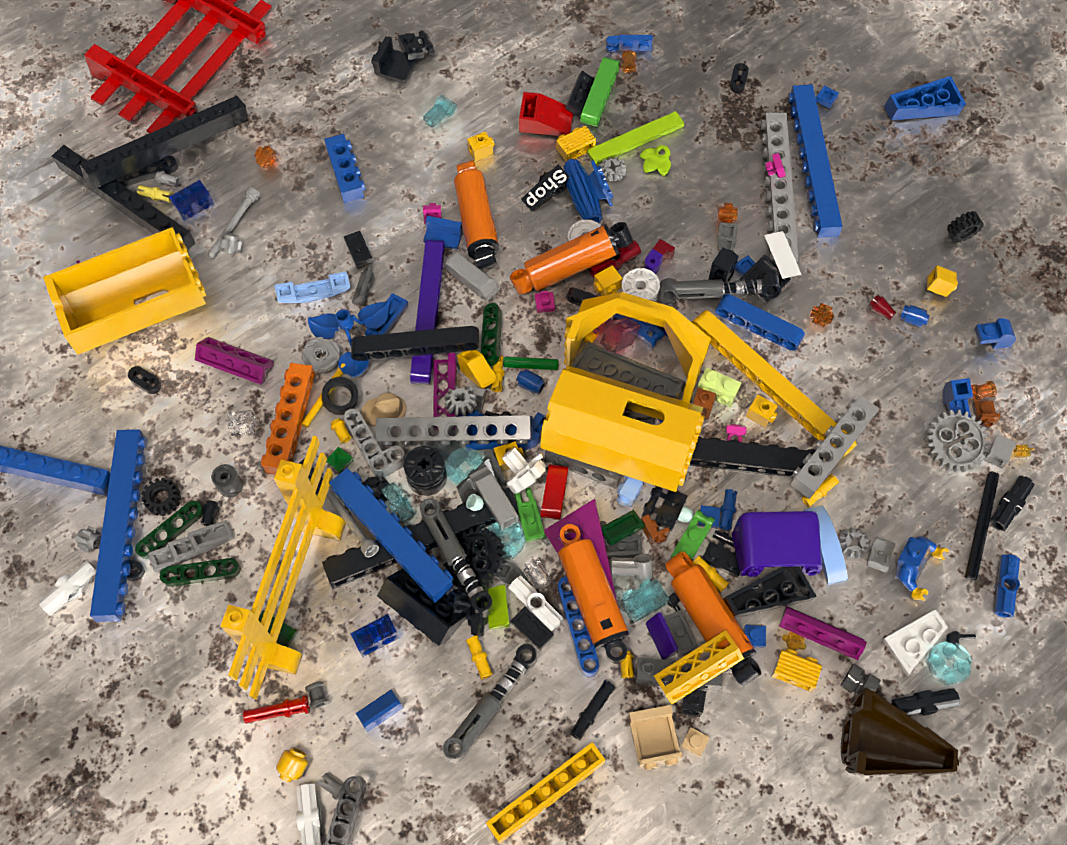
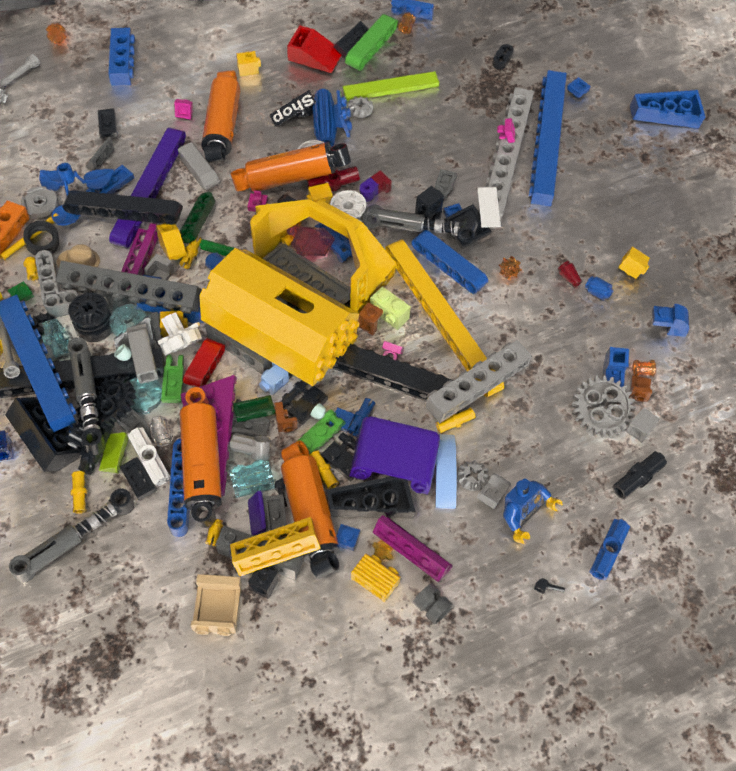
camera: 10 degrees right, 5 degrees down
(314, 290) = (53, 149): light blue slope -> none
(442, 108) = (226, 26): clear light blue piece -> none
(445, 230) = (190, 123): blue panel -> none
(460, 395) = (143, 263): light grey gear -> none
(545, 793) = (89, 629): yellow brick -> none
(575, 143) = (333, 78): yellow brick -> none
(587, 717) = (162, 568): black pin -> none
(655, 161) = (402, 108): lime plate -> none
(695, 742) = (254, 620): tan plate -> none
(727, 213) = (451, 163): clear orange gear -> none
(762, 411) = (424, 338): yellow brick -> none
(891, 743) = (446, 667): dark brown cone -> none
(915, 640) = (502, 577): white wing -> none
(928, 702) = (492, 639): black piece -> none
(945, 674) = (521, 617): clear light blue plate -> none
(965, 226) = (671, 220): black tyre -> none
(982, 526) = (604, 489): black axle -> none
(1022, 451) = (665, 430): clear yellow plate -> none

